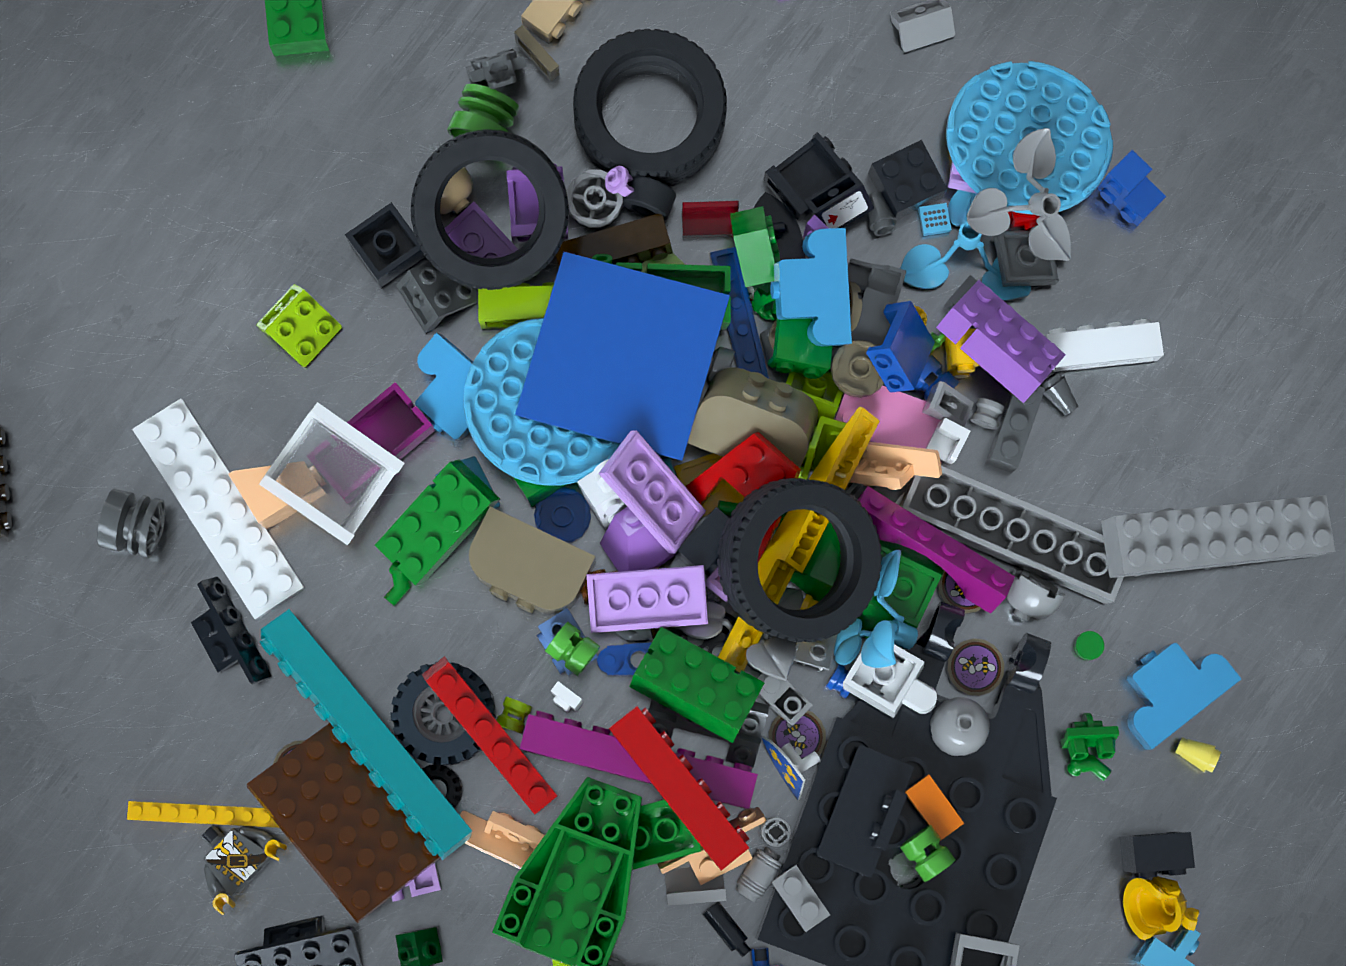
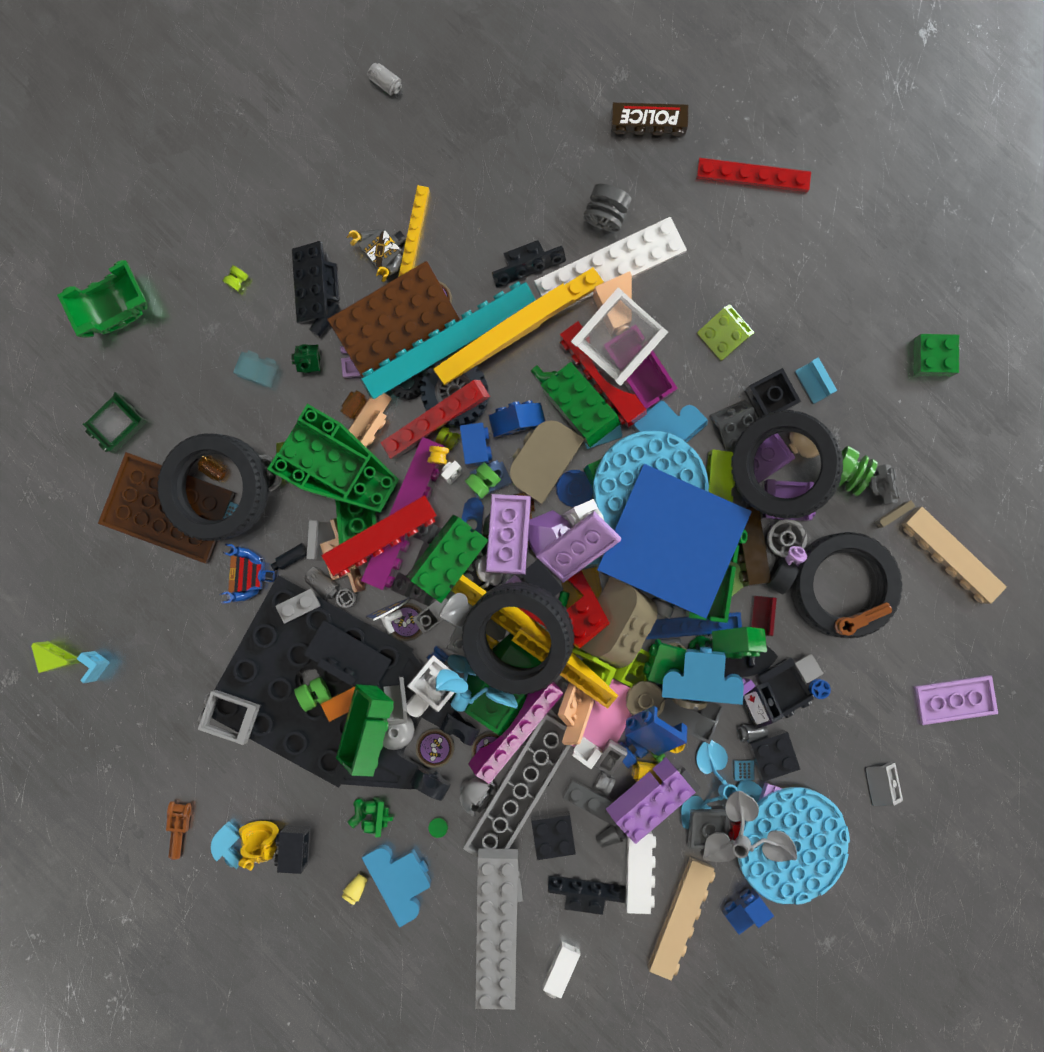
camera: 105 degrees right, 5 degrees up
(53, 315) = (753, 175): none -> red plate
(330, 630) = (517, 326): none -> yellow slope
(355, 187) = (815, 380): none -> medium azure panel
(365, 938) = (322, 324): none -> black cylinder
(429, 455) = (625, 404): none -> red arch
(470, 614) = (516, 418): none -> blue brick
(480, 866) = (353, 404): none -> clear orange brick
(519, 669) = (474, 444): none -> blue brick
(545, 718) = (438, 455): none -> yellow wheel
(698, 78) = (861, 619): none -> dark orange connector
(777, 146) = (808, 668): none -> light grey panel
(804, 122) = (823, 690): none -> blue wheel
(921, 727) = (397, 694): none -> light grey panel
(968, 766) = (364, 730): none -> green piece
(1072, 476) = (553, 835): none -> black brick
(1148, 418) = (586, 895): none -> black bracket
(1157, 280) = (680, 918): none -> tan brick
(1259, 439) = (561, 970): none -> white brick

